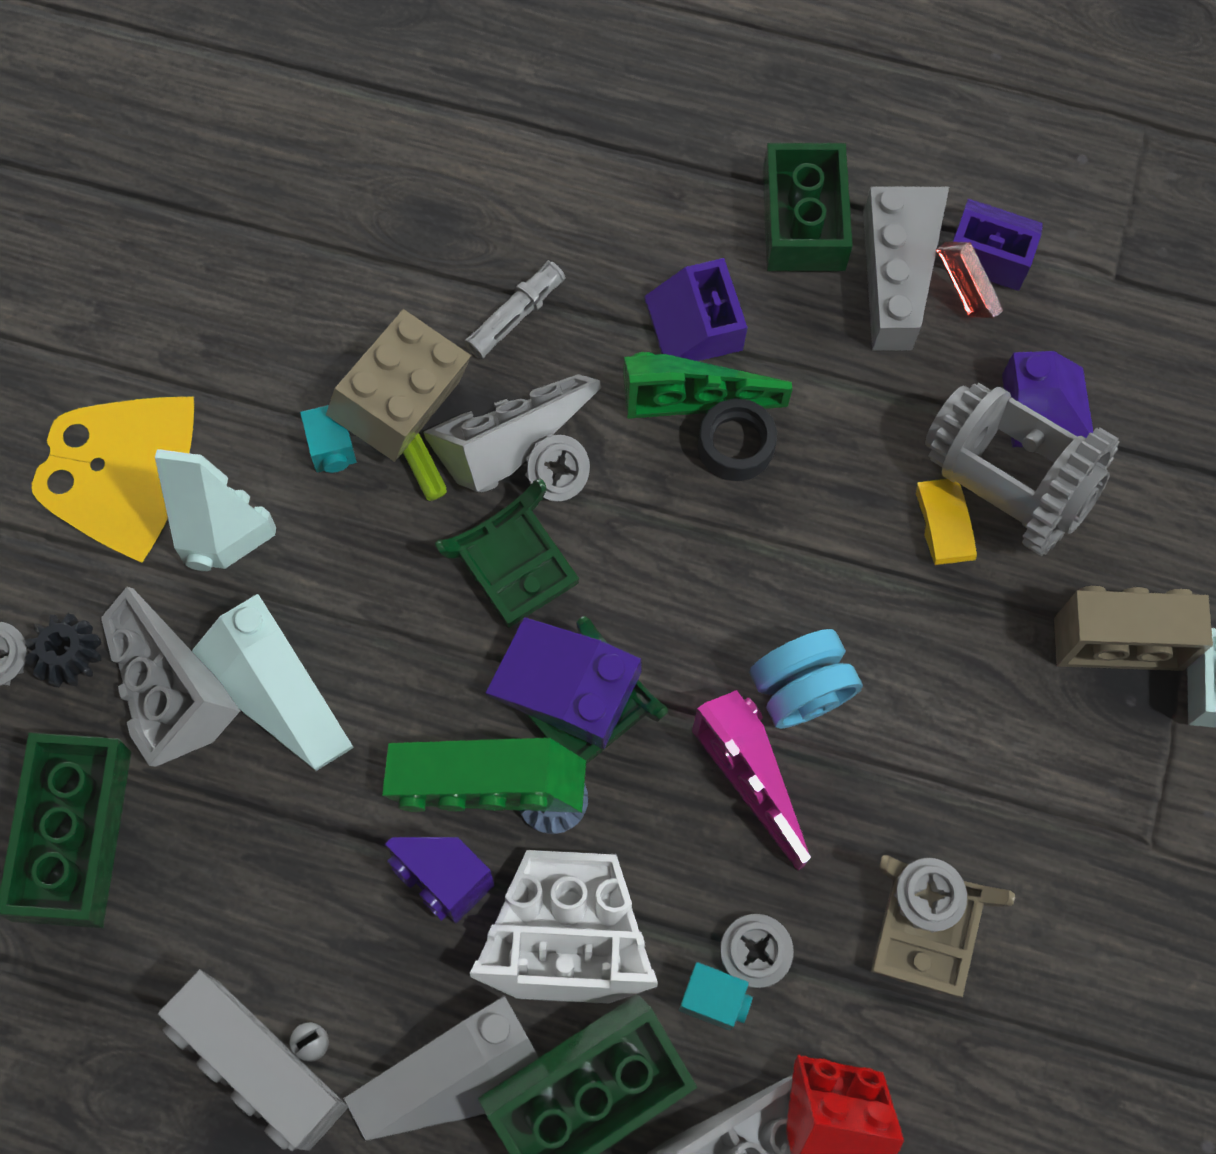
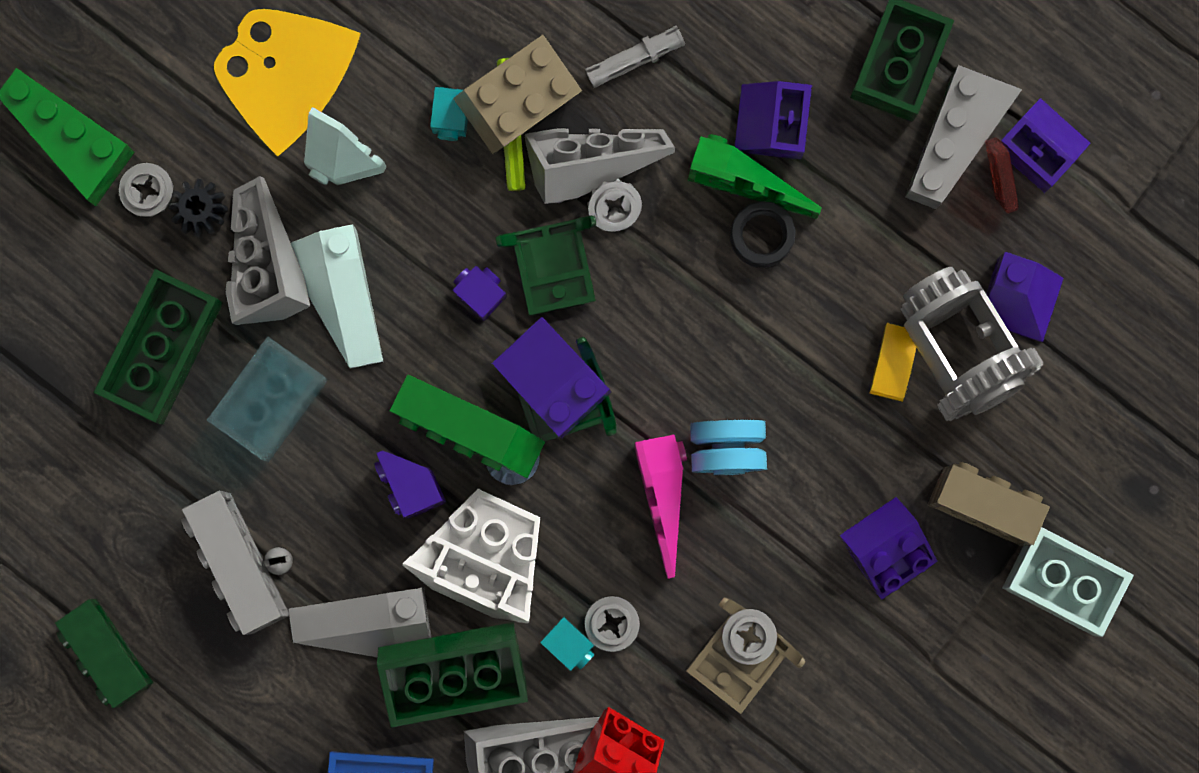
camera: 25 degrees right, 15 degrees up
(225, 841) = (267, 399): none -> clear light blue brick
(438, 620) = (479, 291): none -> dark purple brick
(1041, 726) = (889, 547): none -> dark purple slope

